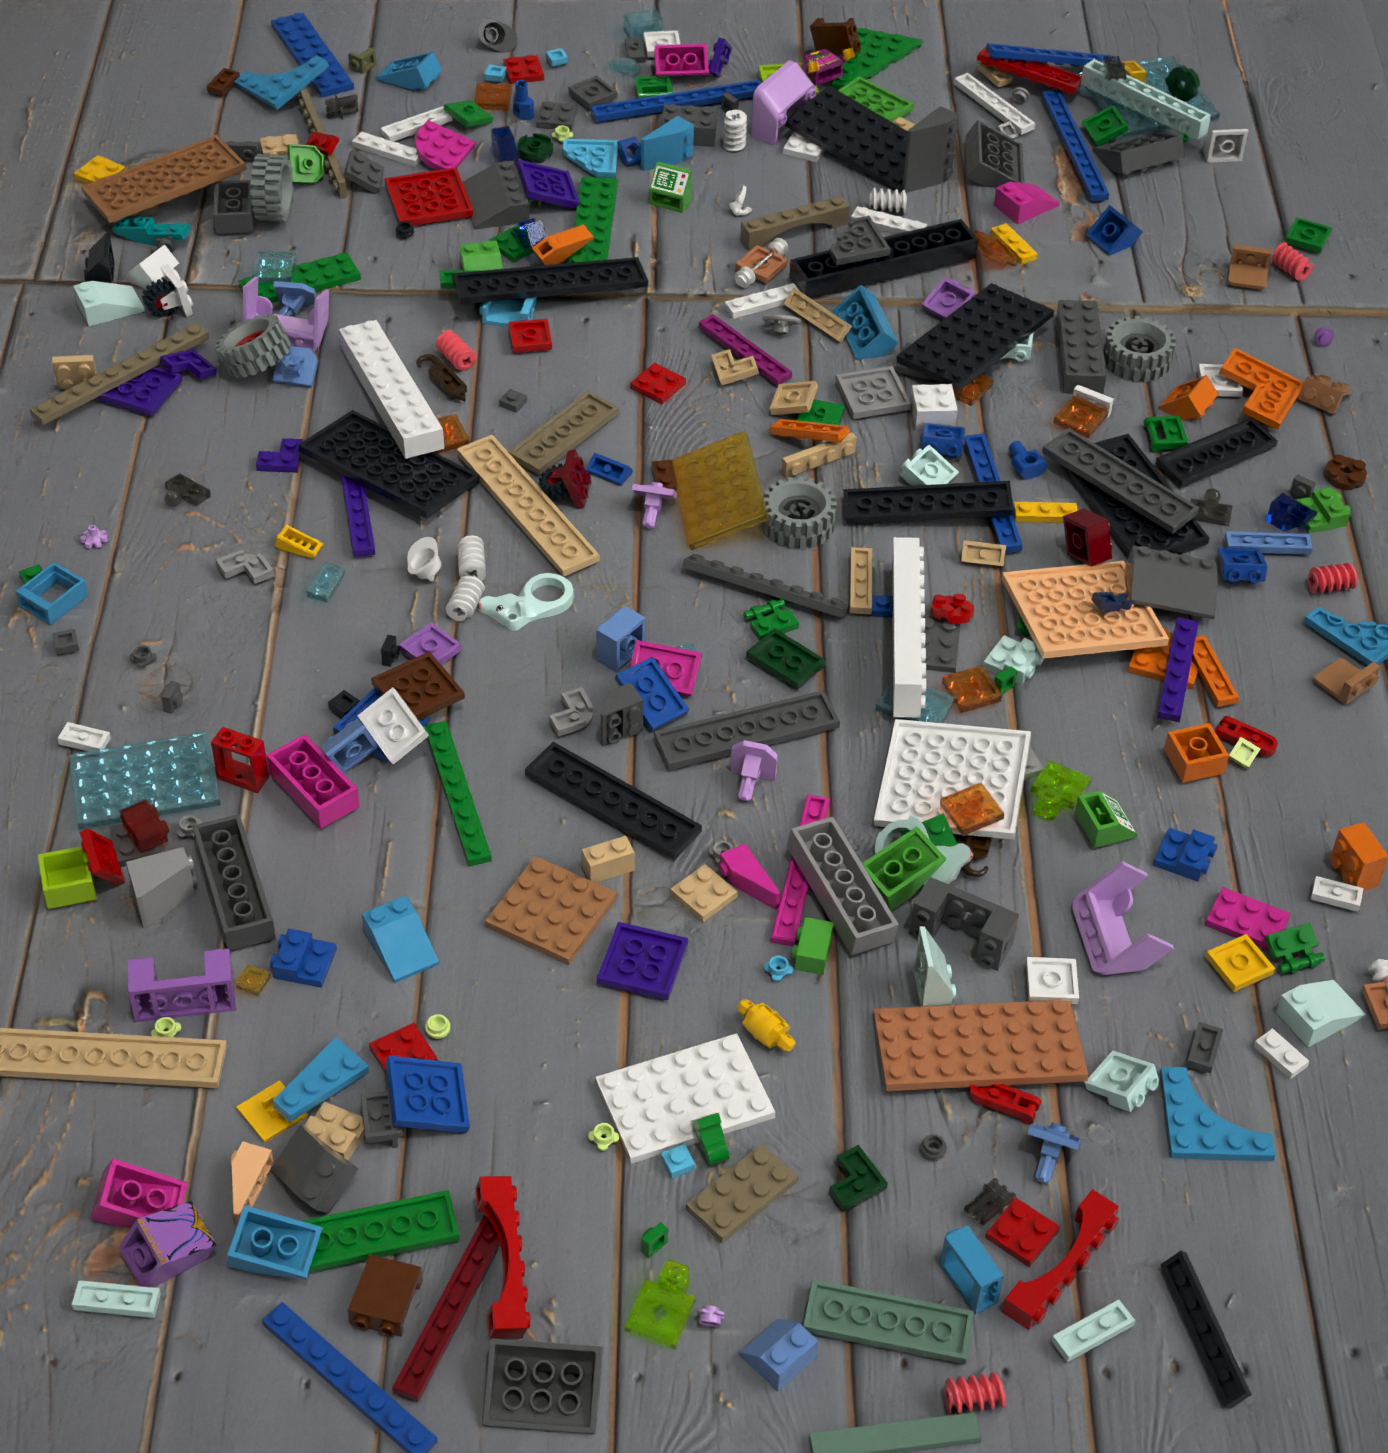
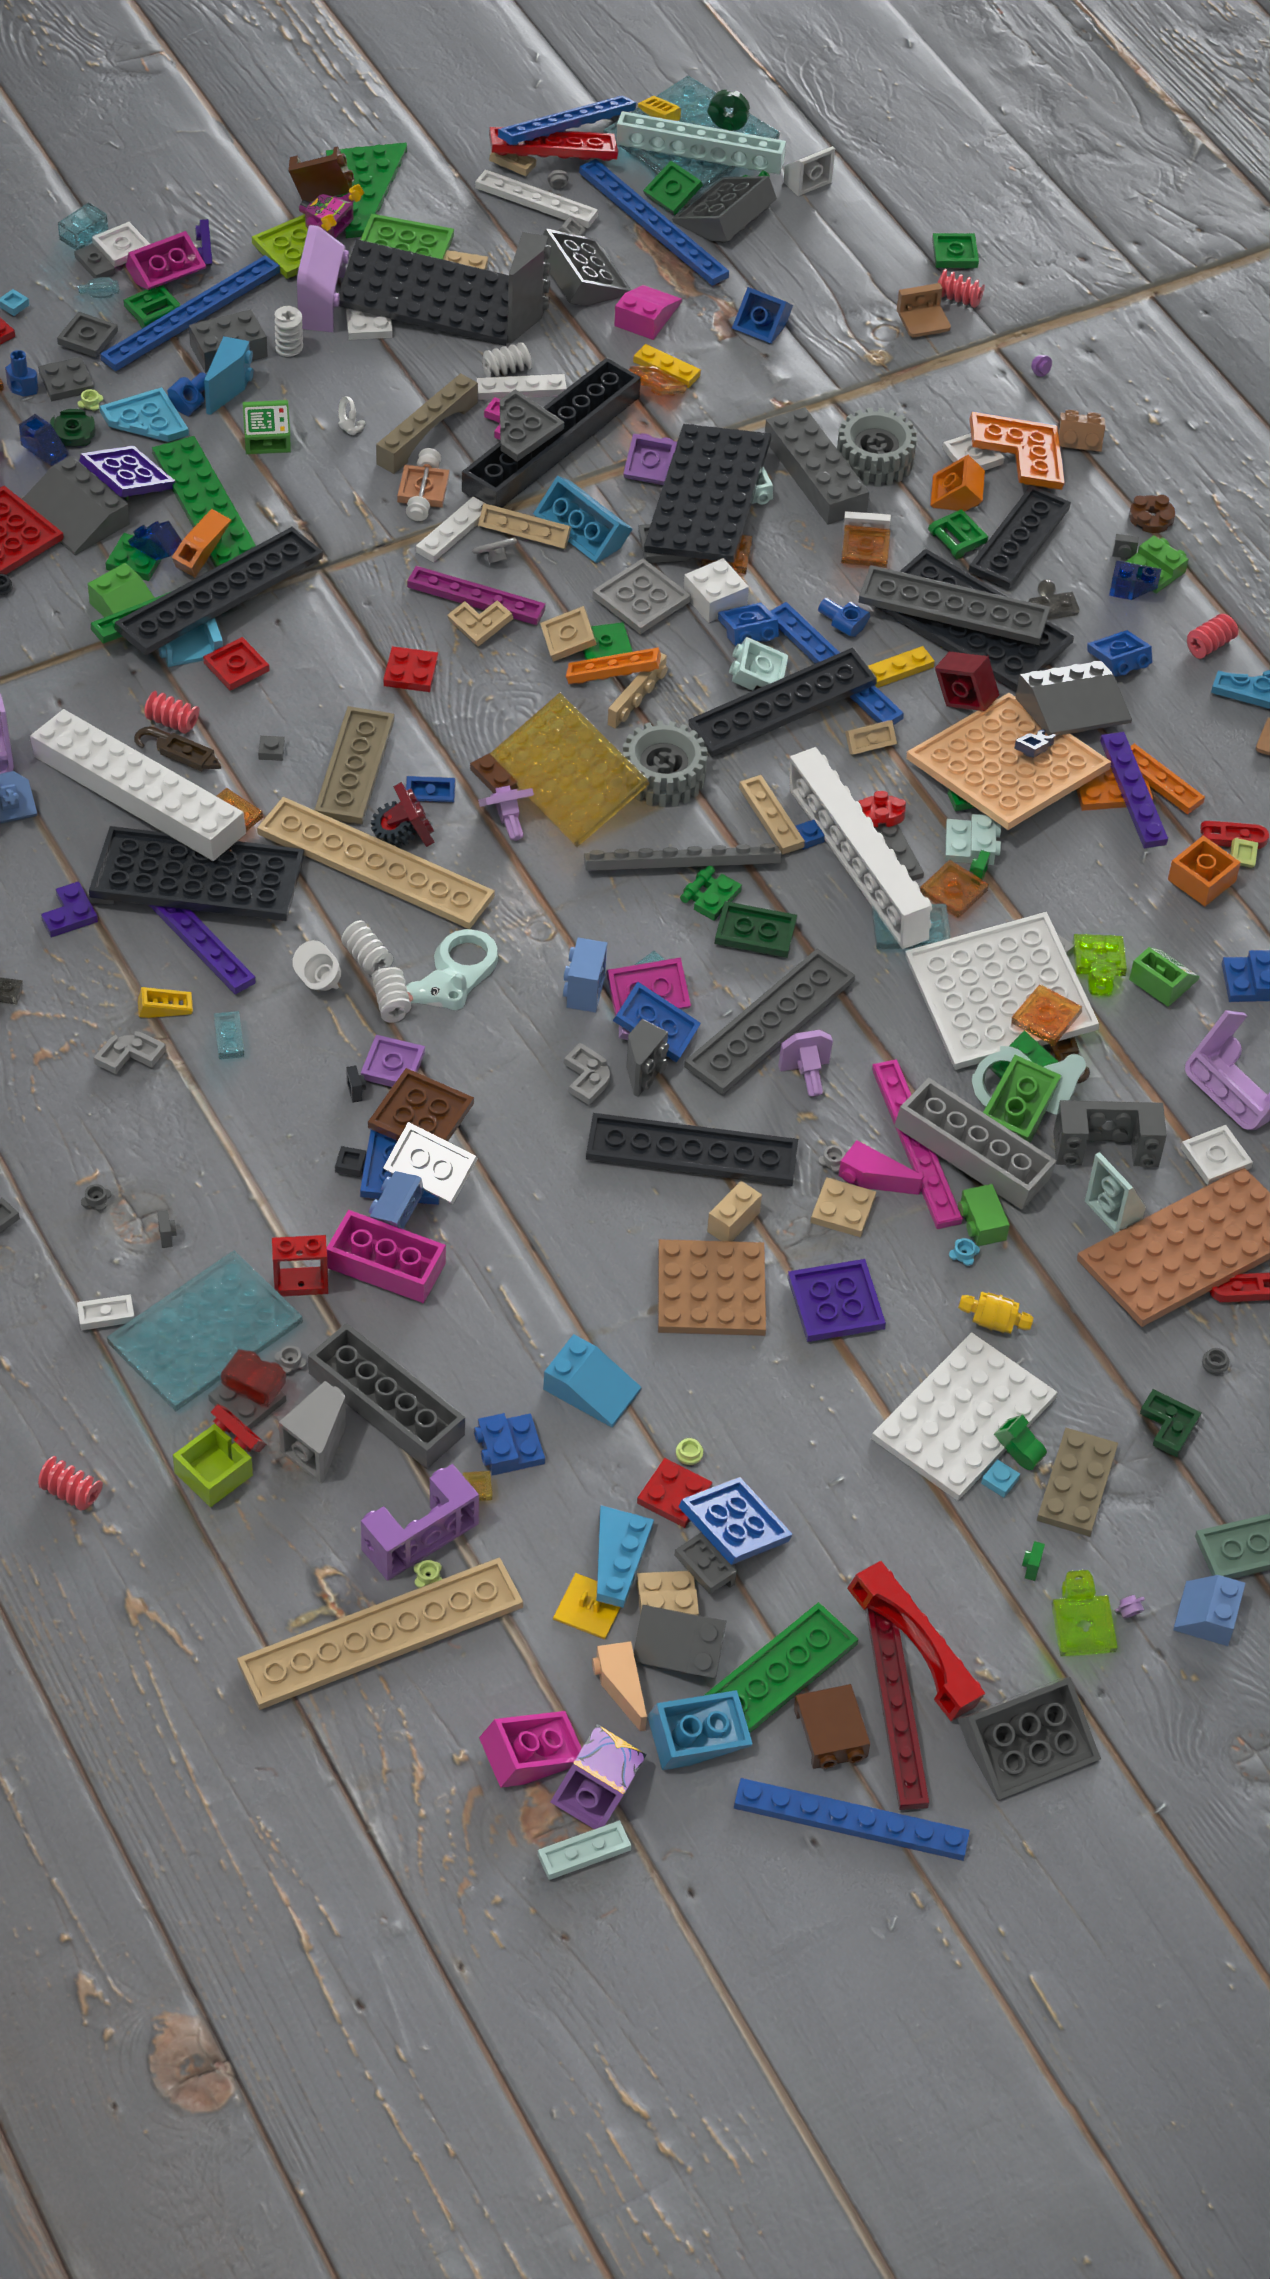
camera: 30 degrees left, 5 degrees up
(458, 794) = (538, 1210): green plate -> none
(600, 1130) = (918, 1479): yellowish green plate -> none
(729, 102) = (253, 298): dark grey plate -> none
(1114, 68) = (656, 118): clear smoke arm -> none
(1270, 542) = (1130, 618): medium blue plate -> none

